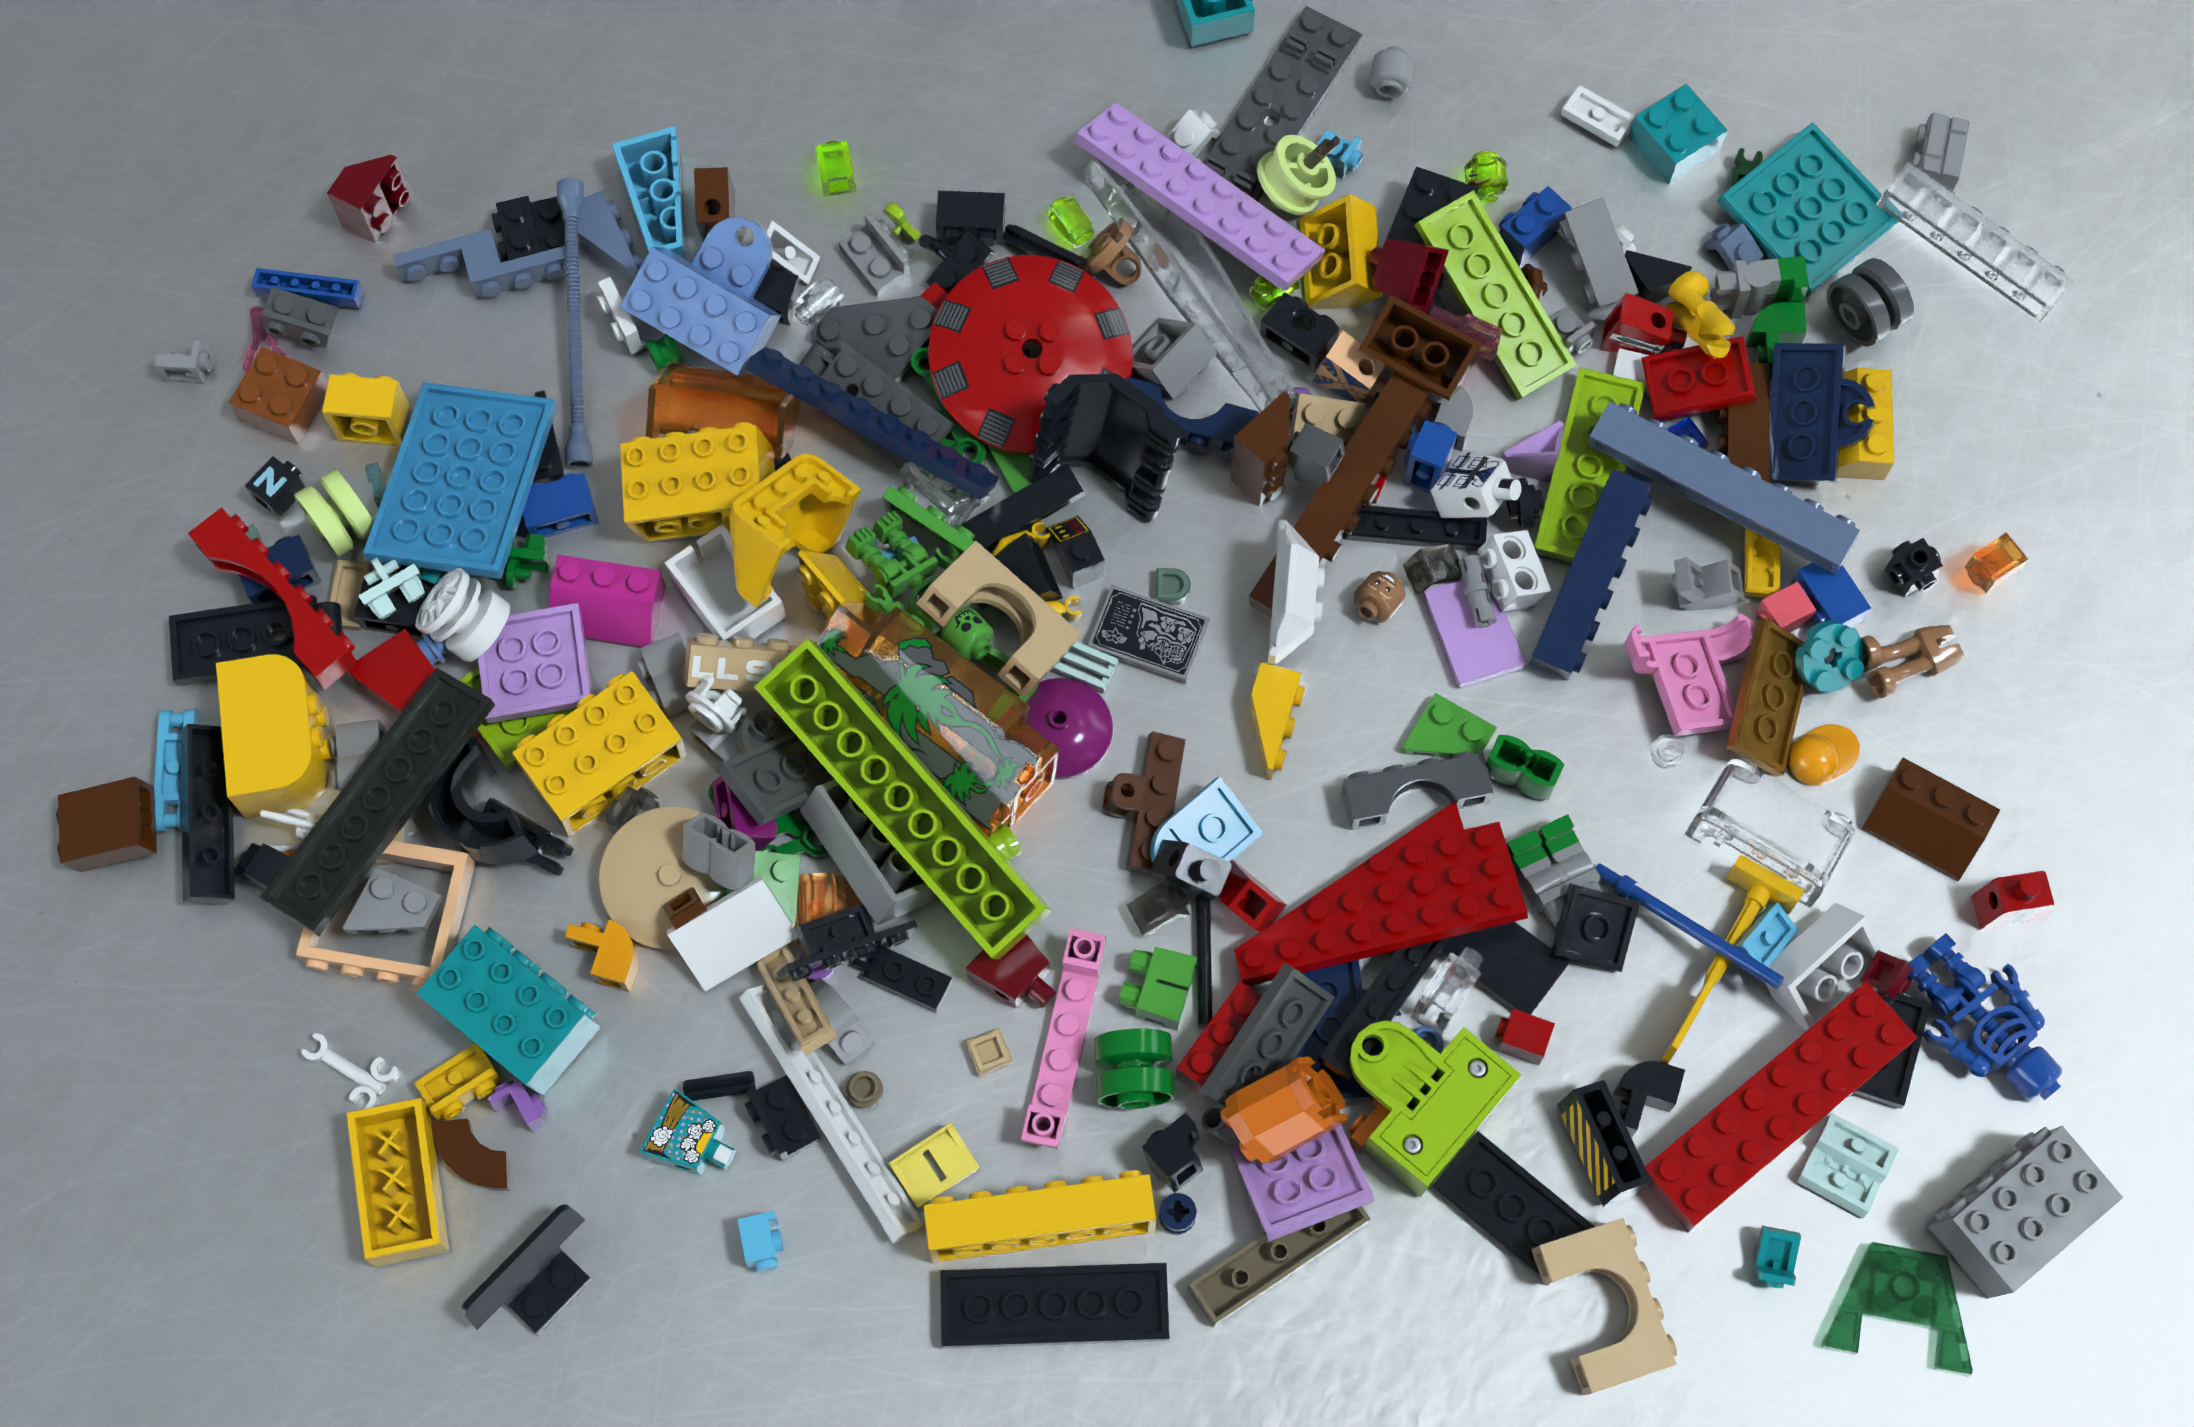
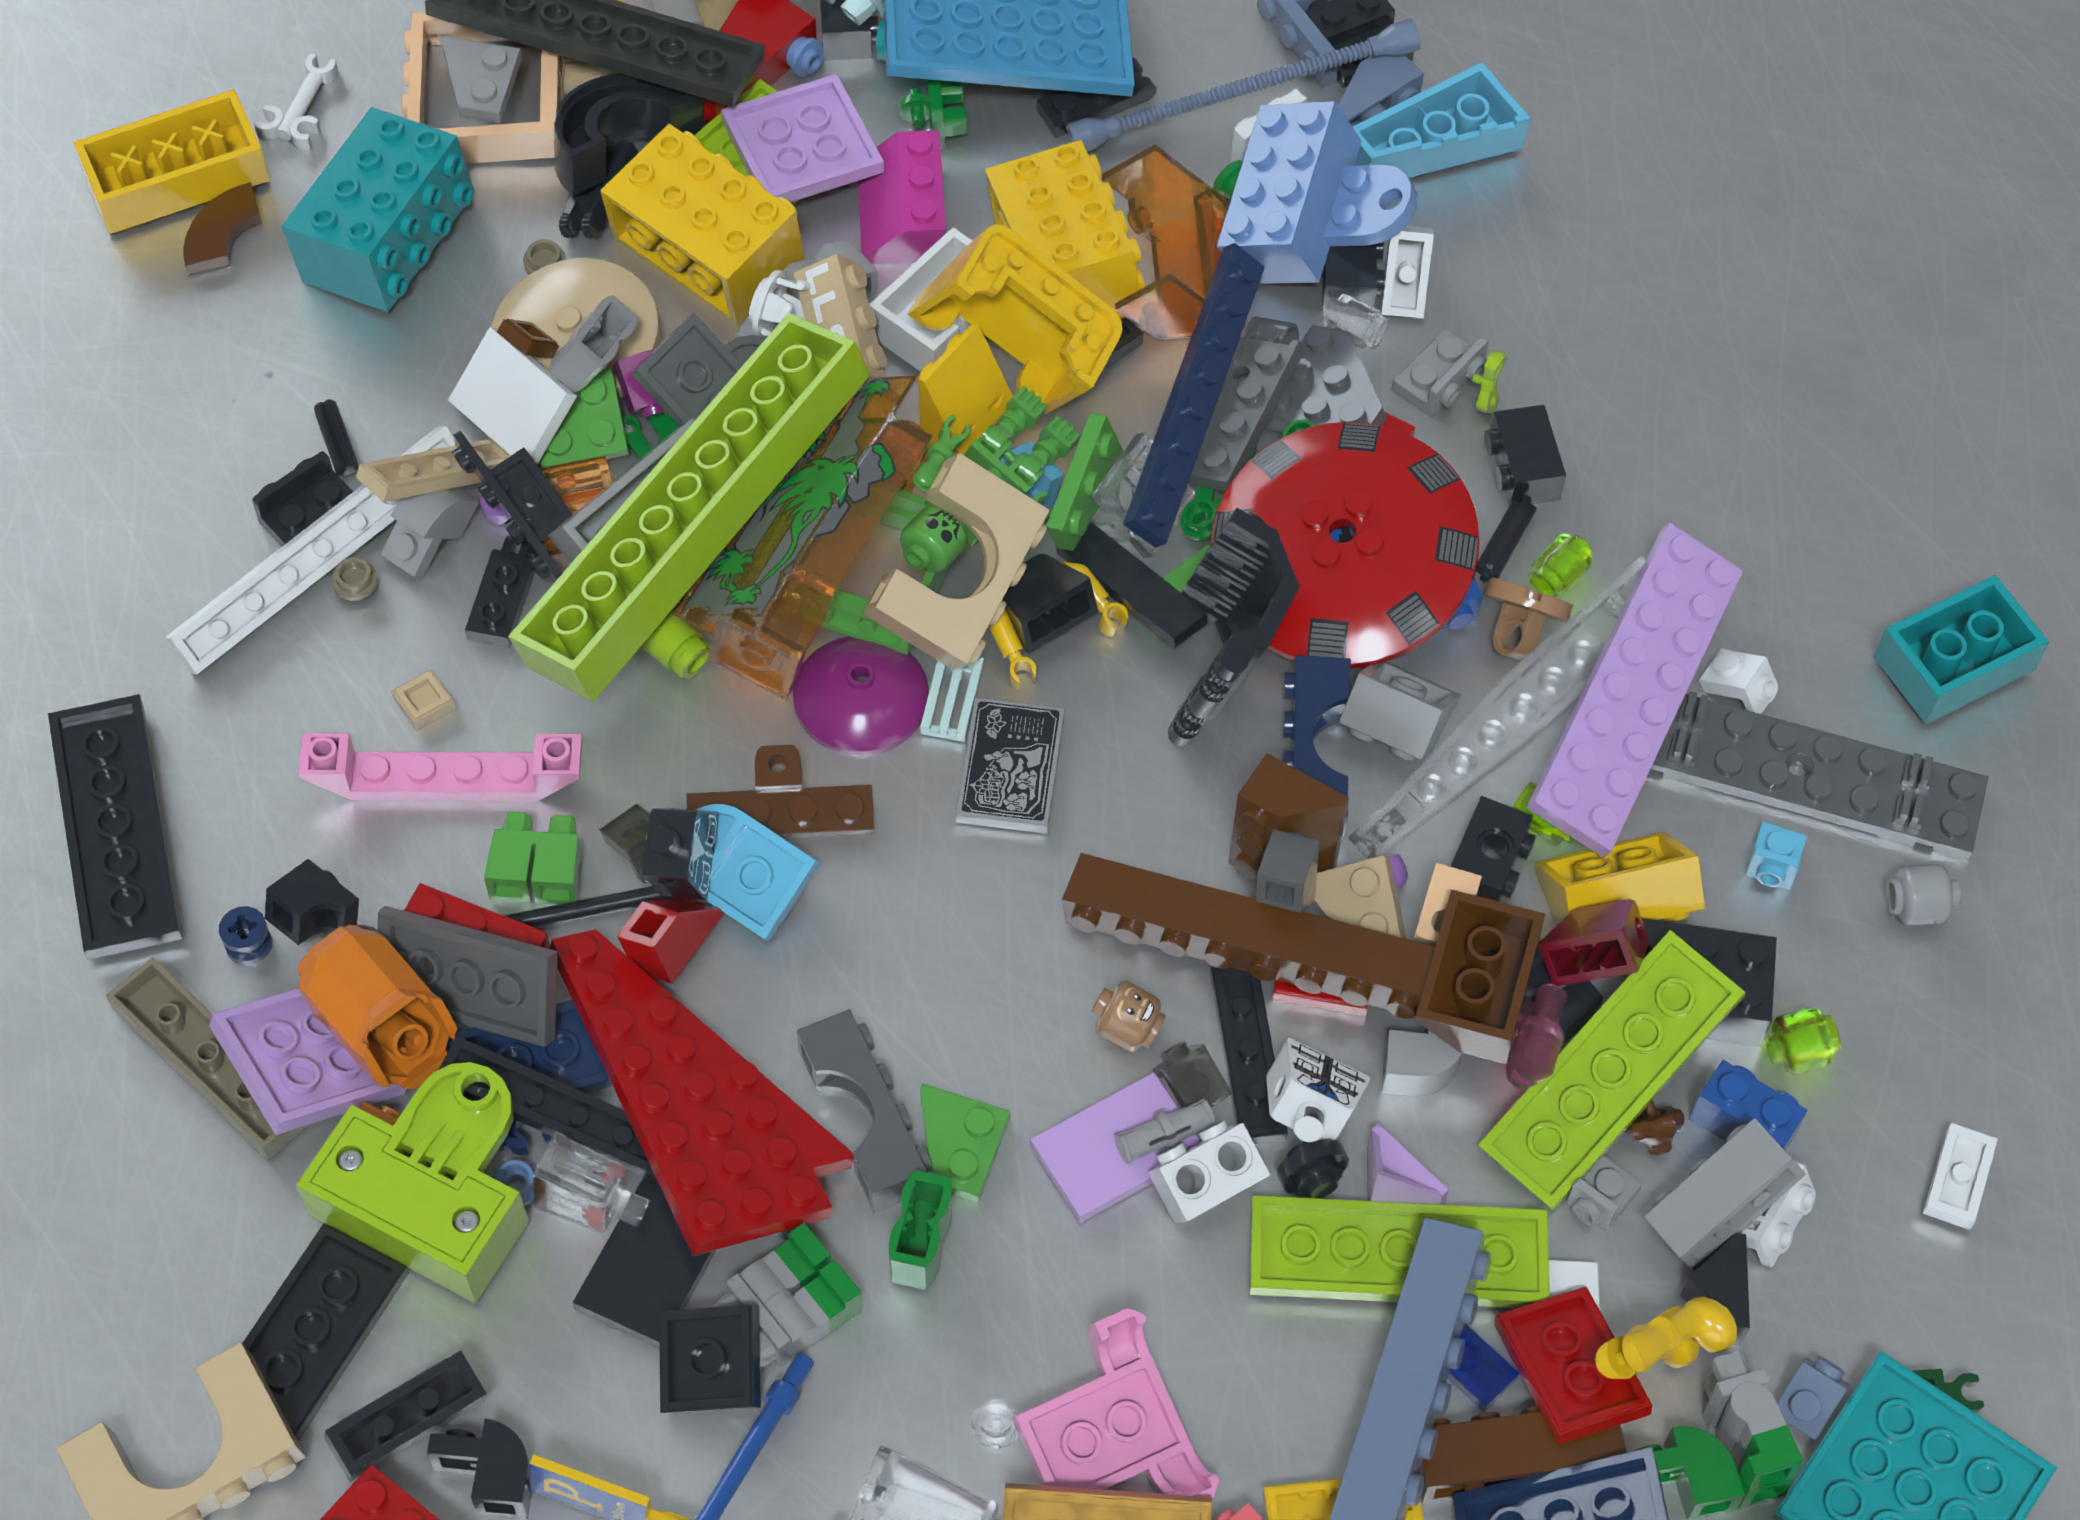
camera: 75 degrees right, 10 degrees down
(458, 1082) = (282, 184): yellow bracket -> none
(463, 615) = (839, 57): white wheel -> none
(528, 1105) = (275, 262): medium lavender bracket -> none
(535, 1278) = (85, 305): black plate -> none
(560, 506) = (1008, 124): blue brick -> none
(583, 893) = (541, 254): none -> dark tan plate
(615, 953) = (469, 302): light orange brick -> none
(628, 807) = (656, 275): clear smoke bracket -> none
(686, 1137) = (267, 414): torso -> none
(713, 197) = (1448, 186): reddish brown torso -> none
(760, 1241) = (152, 510): medium azure brick -> none
(835, 168) = (1545, 302): clear neon green brick -> none
(918, 1176) = (261, 650): light yellow piece -> none
(959, 262) = (1464, 452): black plate -> none
(1014, 975) = (525, 703): dark red torso -> none
(1040, 1217) = (211, 772): yellow brick -> none
(1077, 551) = (1099, 659): black slope -> none
(1134, 1068) = (400, 843): green wheel -> none
(1172, 585) = (1083, 779): sand green tile -> none
(1271, 706) = (936, 918): yellow slope -> none
(1294, 593) = (1086, 887): white wedge -> none
(1297, 173) = (1713, 798): yellowish green wheel -> none
(1428, 455) = (1347, 1026): blue brick -> none
(1524, 1036) = (543, 1300): red brick -> none
(1590, 575) = (1225, 1266): dark blue brick -> none
(1640, 327) = (1632, 1260): red torso -> none
(1677, 133) = (1968, 1283): teal brick -> none
(1707, 586) = (1255, 1428): light grey brick -> none

